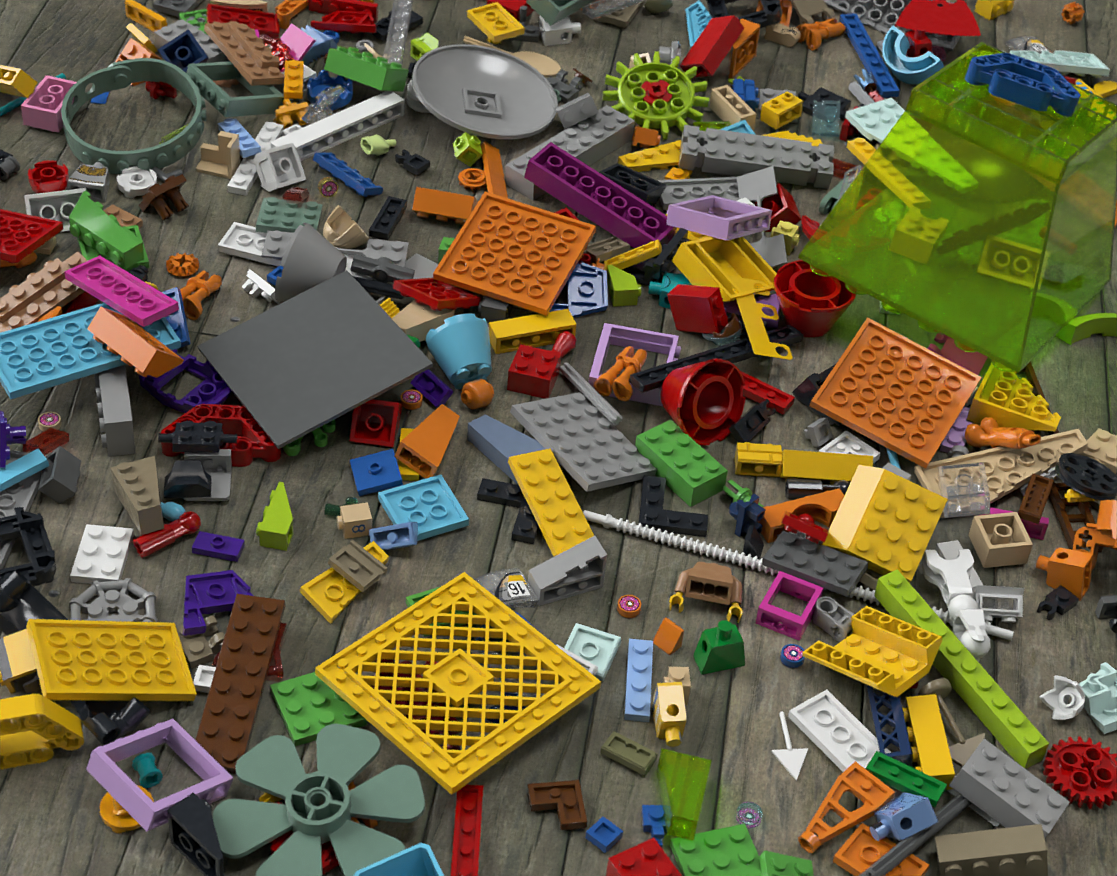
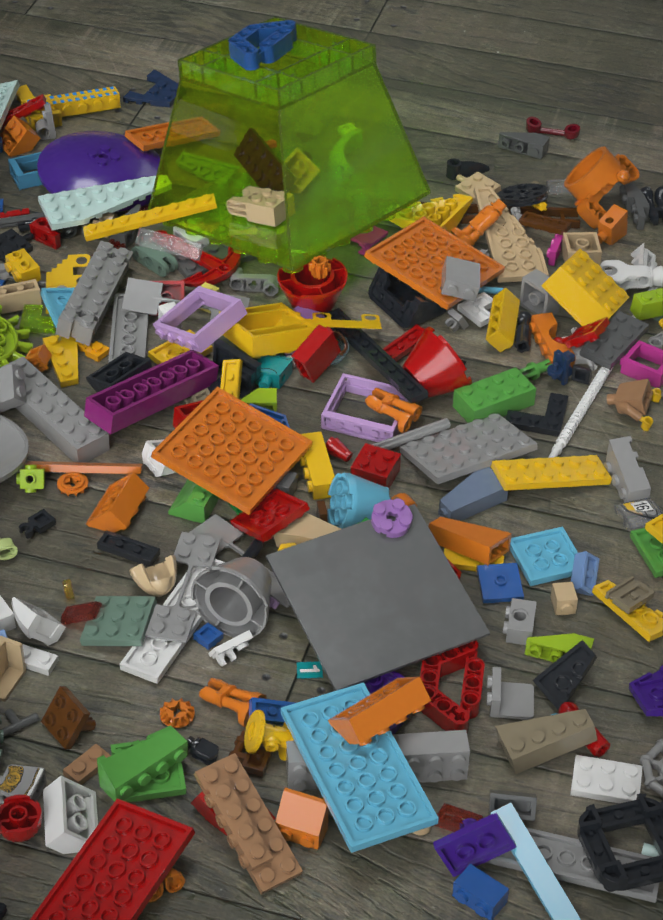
camera: 80 degrees left, 0 degrees up
(122, 291) = (290, 722): dark pink plate -> none
(135, 181) = (23, 736): white plate -> none
(187, 480) = (519, 705): black slope -> none
(197, 437) = (477, 690): black plate -> none
(218, 546) = (593, 695): dark purple plate -> none
(234, 514) = (566, 674): none -> black wing
(316, 486) = (521, 621): none -> light grey brick
(334, 510) = (544, 608): clear green arm -> none
(348, 175) = (48, 574): blue hinge -> none
(381, 269) = (229, 547): dark grey piece -> none
(406, 336) = (391, 508): none -> medium lavender plate
(510, 494) = (527, 498): black plate -> none
(629, 606) = (650, 450): tile -> none
(758, 459) = (488, 355): yellow brick -> none
(819, 281) = (319, 267): none -> orange gear
(826, 118) = (37, 246): clear light blue plate -> none
(857, 404) = (460, 278): none -> light grey brick
(965, 489) = (543, 250): clear brick -> none
(1058, 601) = (630, 241): black plate -> none

